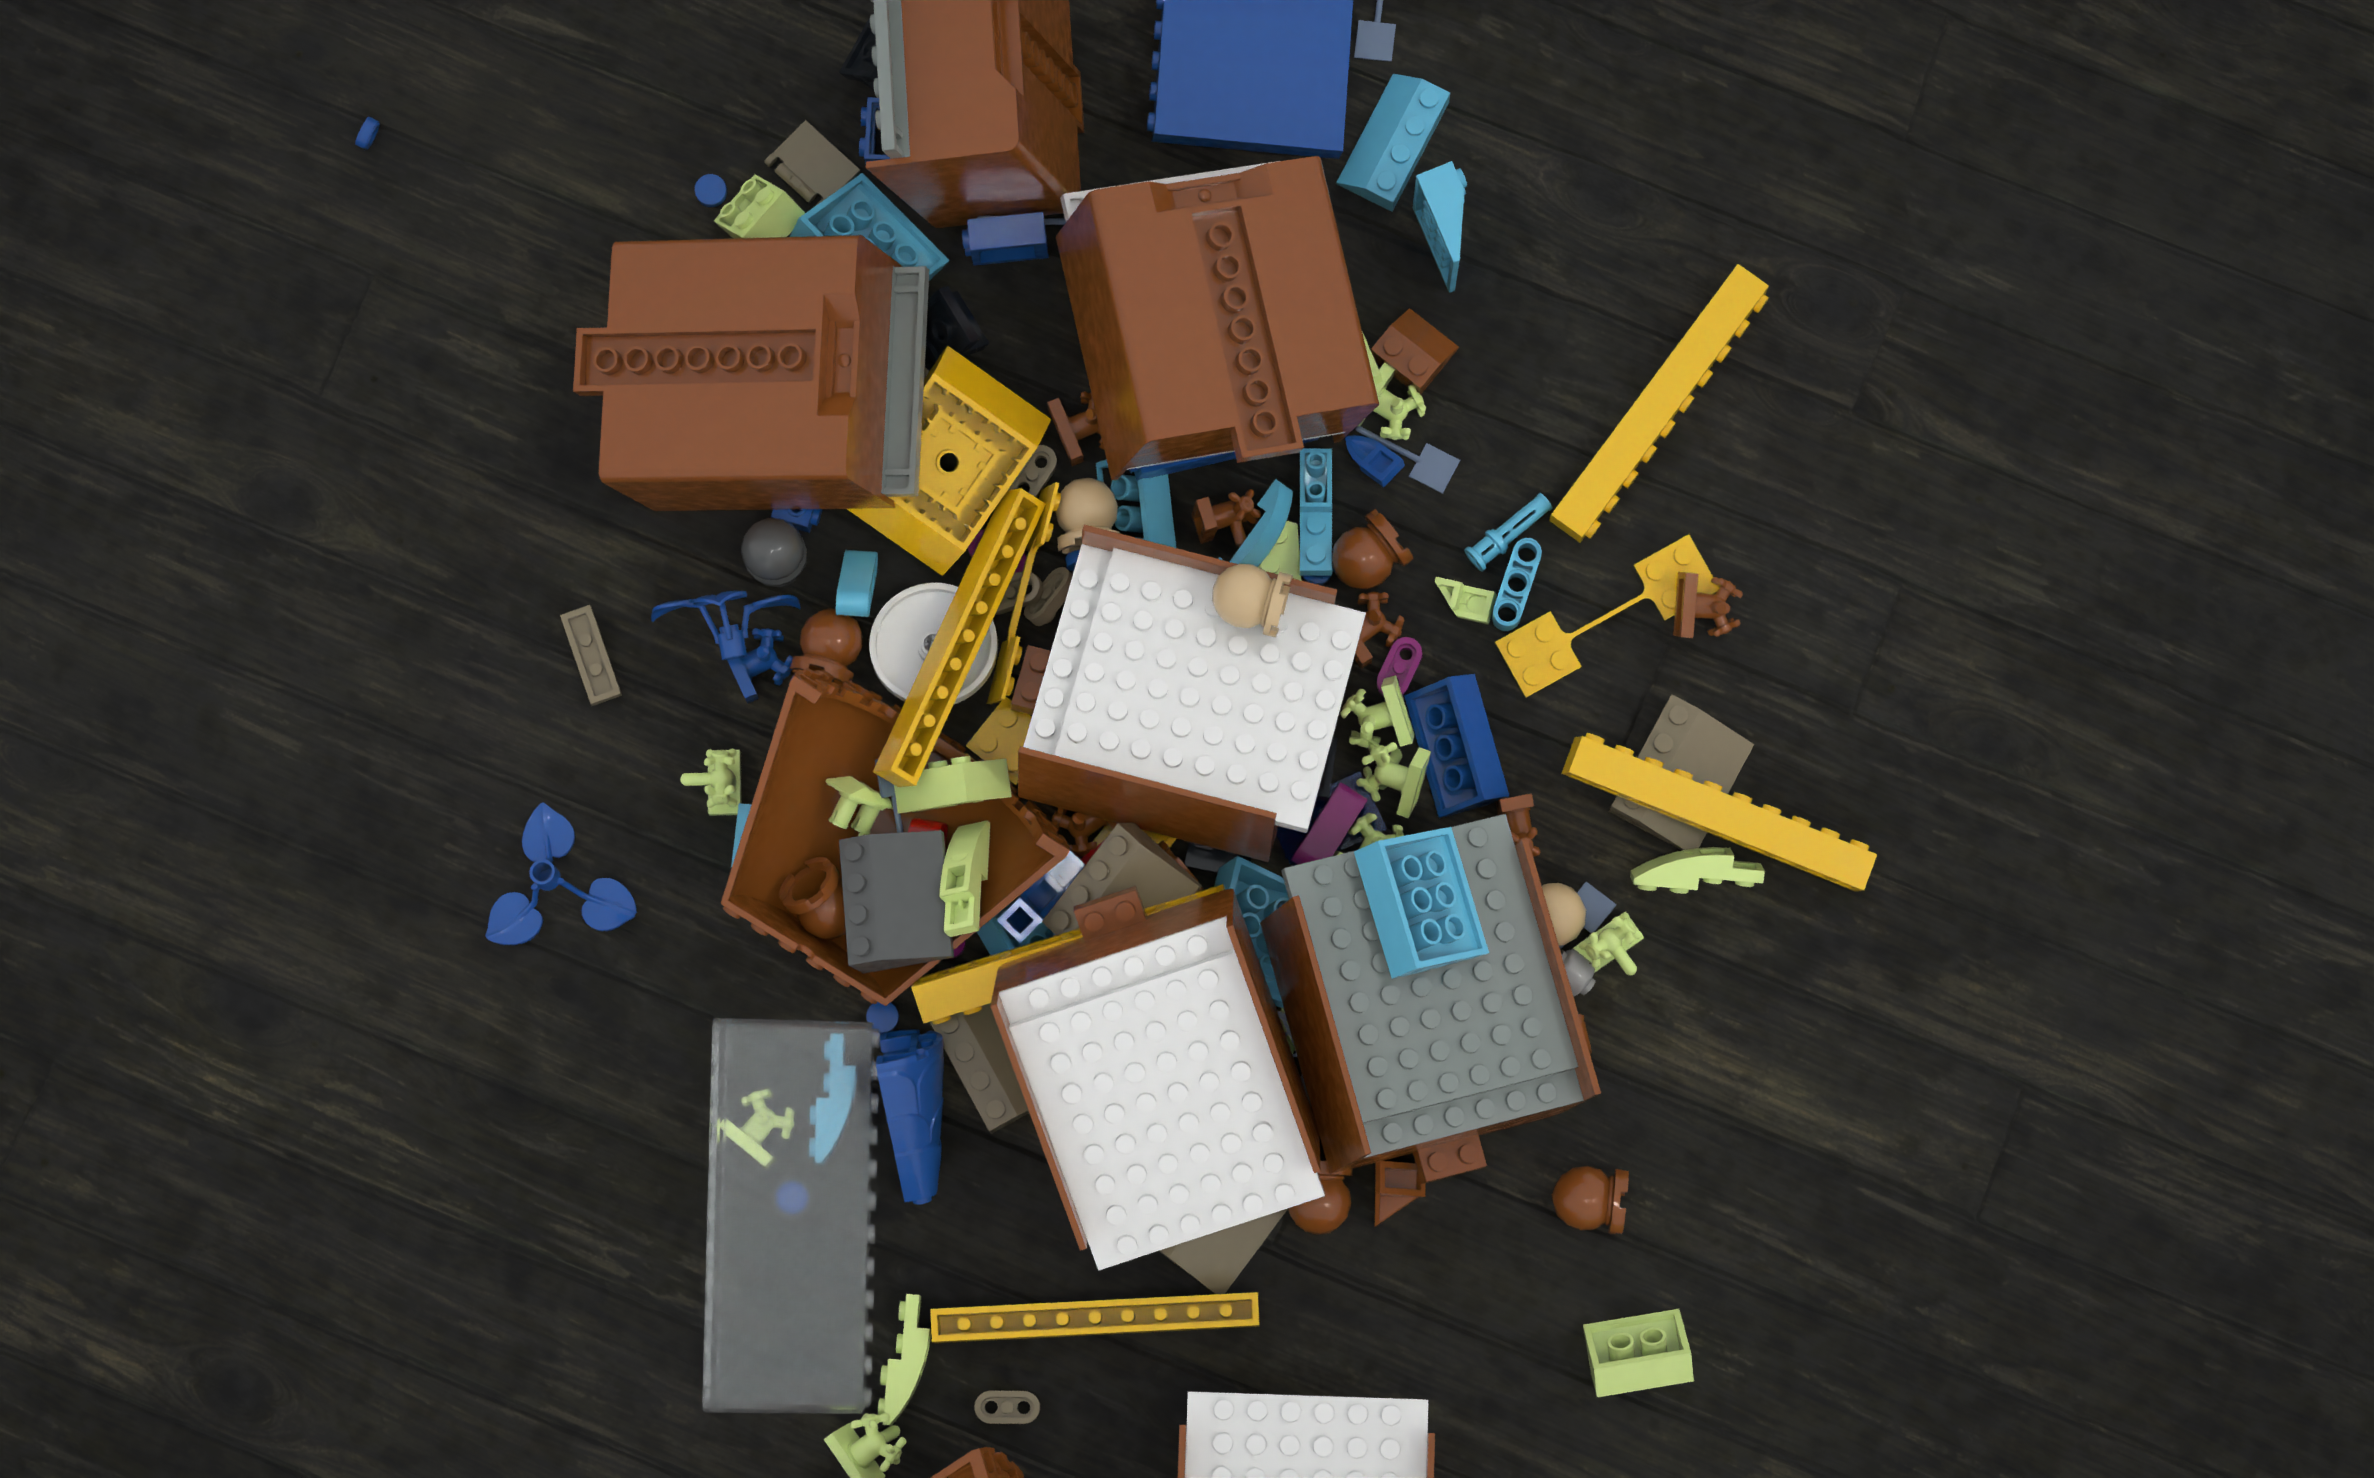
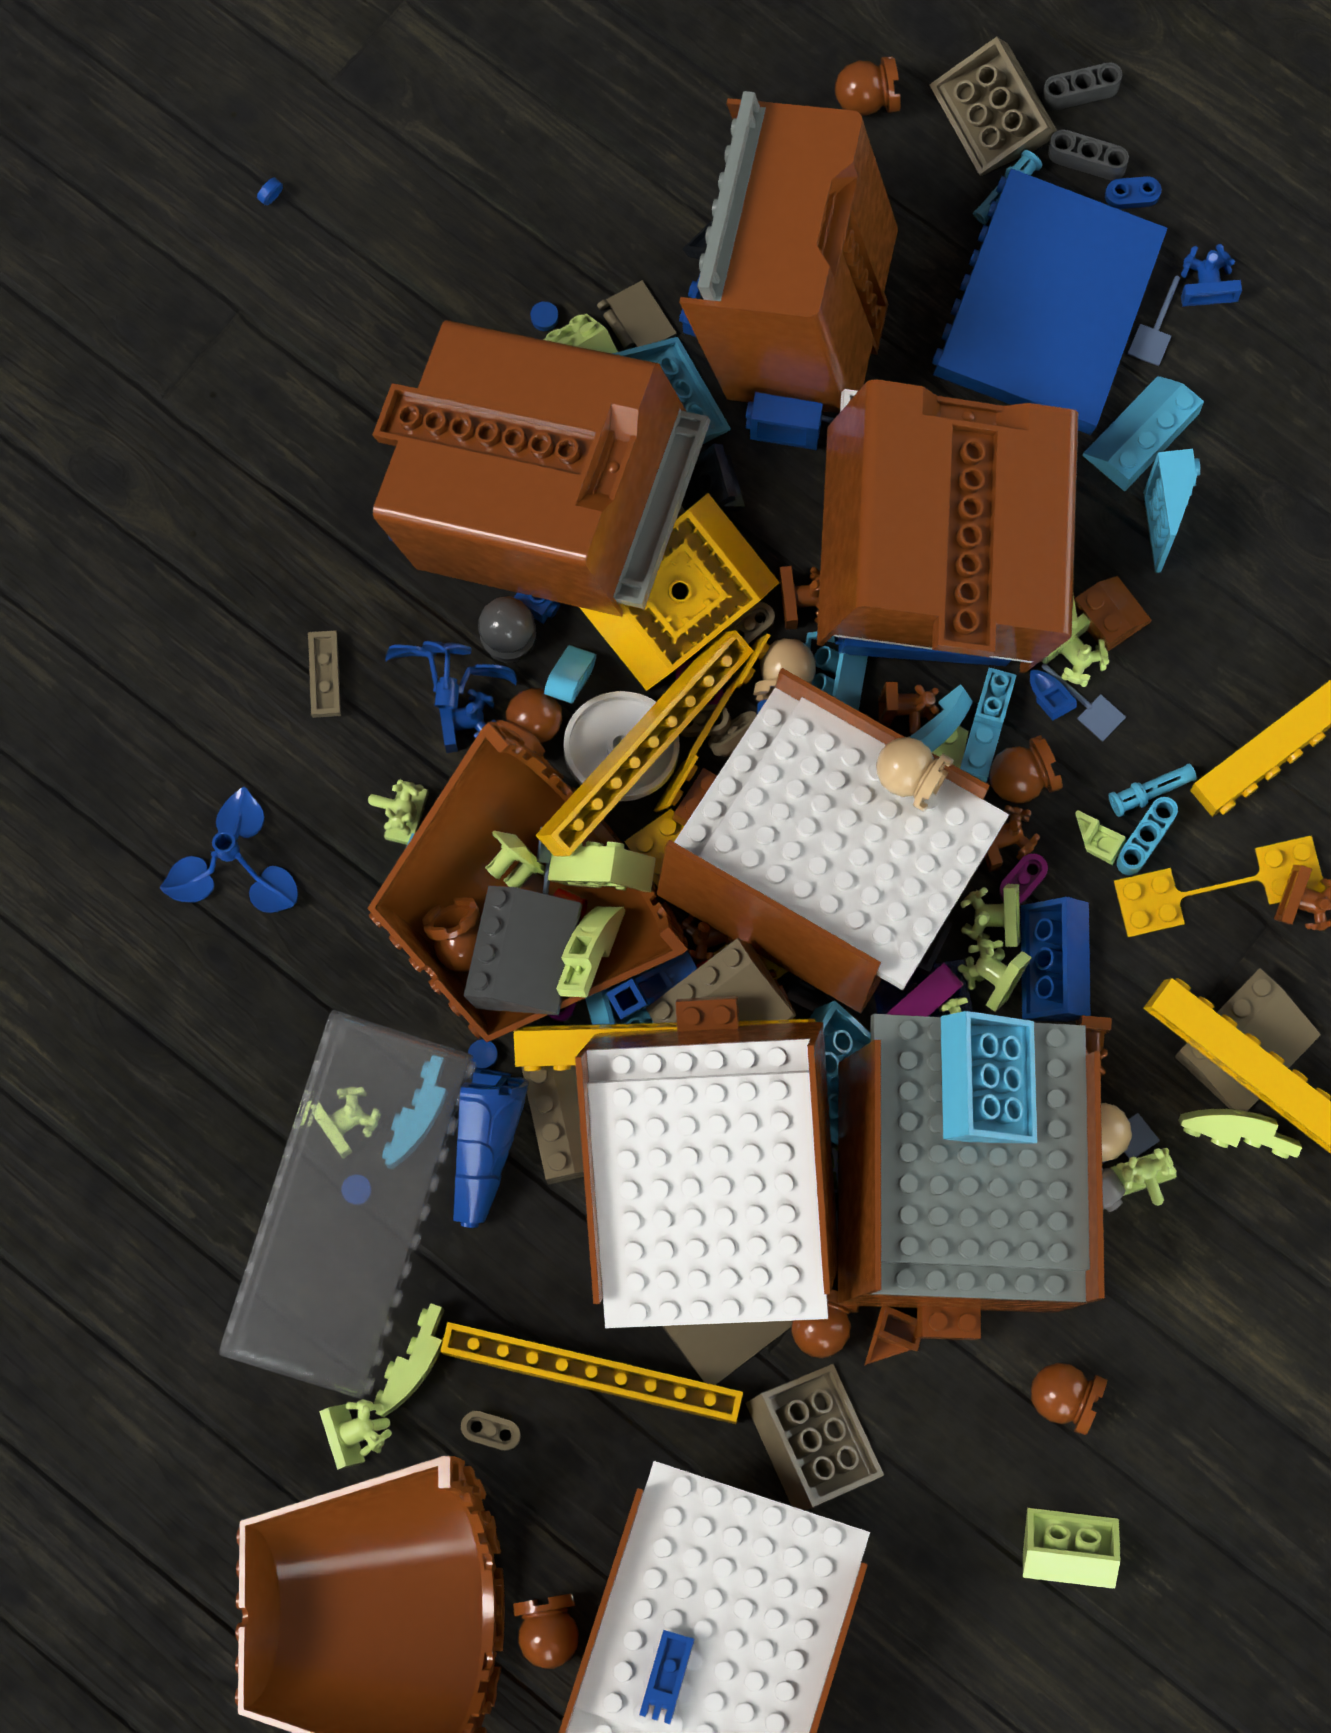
camera: 15 degrees right, 5 degrees down
(1344, 1318) = (814, 1438): none -> dark tan slope

